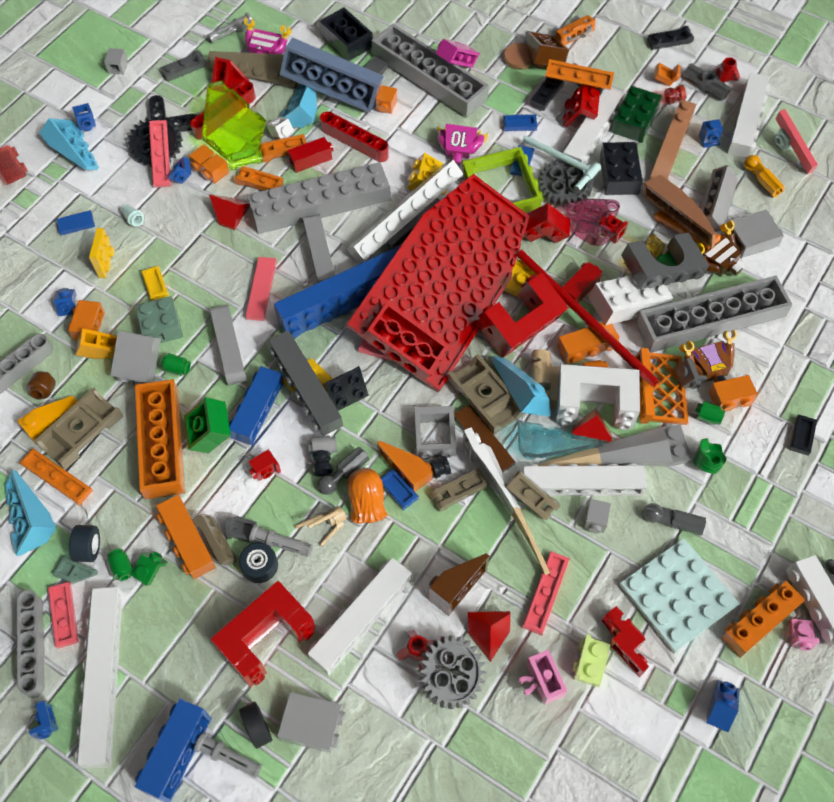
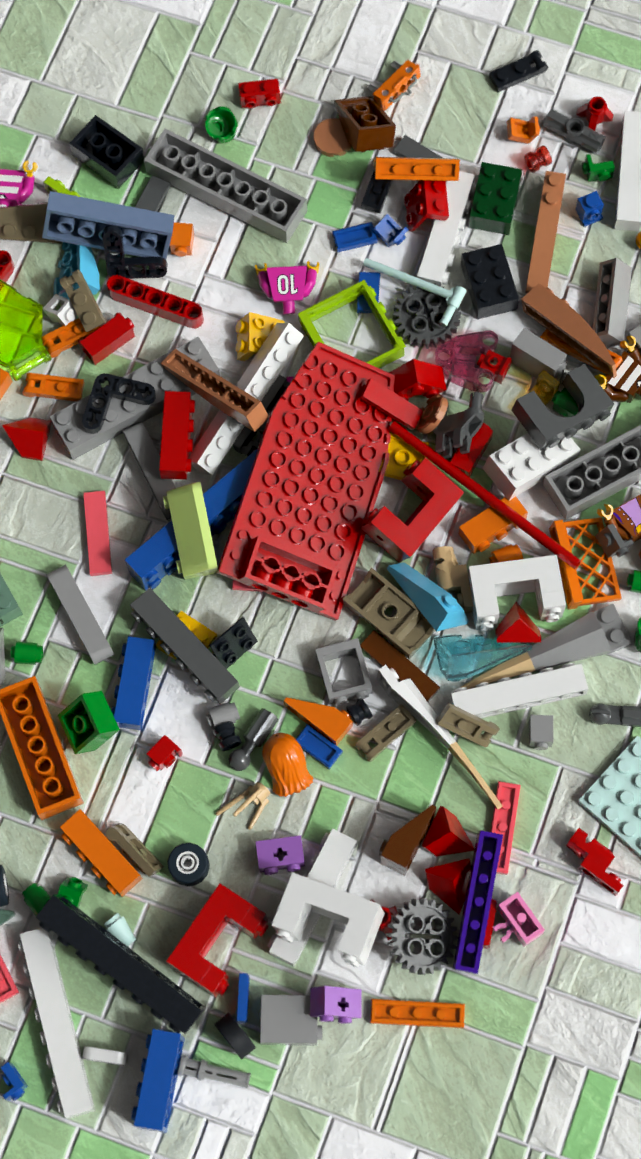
camera: 10 degrees left, 10 degrees up
(133, 716) = (104, 1056): none -> white beam
(171, 634) = (121, 963): none -> black brick
(182, 606) = (120, 929): none -> light aqua cone
(238, 528) = (157, 830): dark grey tile -> none
(273, 539) = (194, 834): light grey pin -> none
(273, 692) = (243, 998): none -> blue tile
(297, 121) = (83, 301): none -> dark tan plate
(300, 184) = (110, 391): none -> black beam
(333, 565) = (268, 851): none -> medium lavender brick
(334, 294) = (191, 531): none -> yellowish green windscreen
(335, 102) = (120, 261): none -> black beam
(343, 224) = (176, 435): none -> red wedge
(352, 609) = (308, 896): none -> white piece
(356, 715) = (335, 1003): none -> brick
(384, 196) = (216, 390): none -> nougat slope
(431, 745) = (417, 1013): none -> orange tile
(436, 30) = (221, 124): none -> green hair
(457, 53) = (257, 158): dark pink brick -> none
(470, 20) = (259, 93): none -> red bracket
(493, 588) = (446, 835): none -> red slope
(509, 652) = (477, 902): none -> dark purple brick
(515, 675) = (490, 923): none -> red tile
(522, 235) = (391, 404): none -> tile
(548, 121) = (389, 231): none -> bracket
(556, 248) = (432, 413): none -> nougat tile
(573, 262) = (460, 428): none -> dark grey connector
(592, 661) = (563, 890): yellowish green bracket -> none
(647, 219) = (536, 355): none -> light grey brick
(721, 110) = (598, 171): none -> green bracket

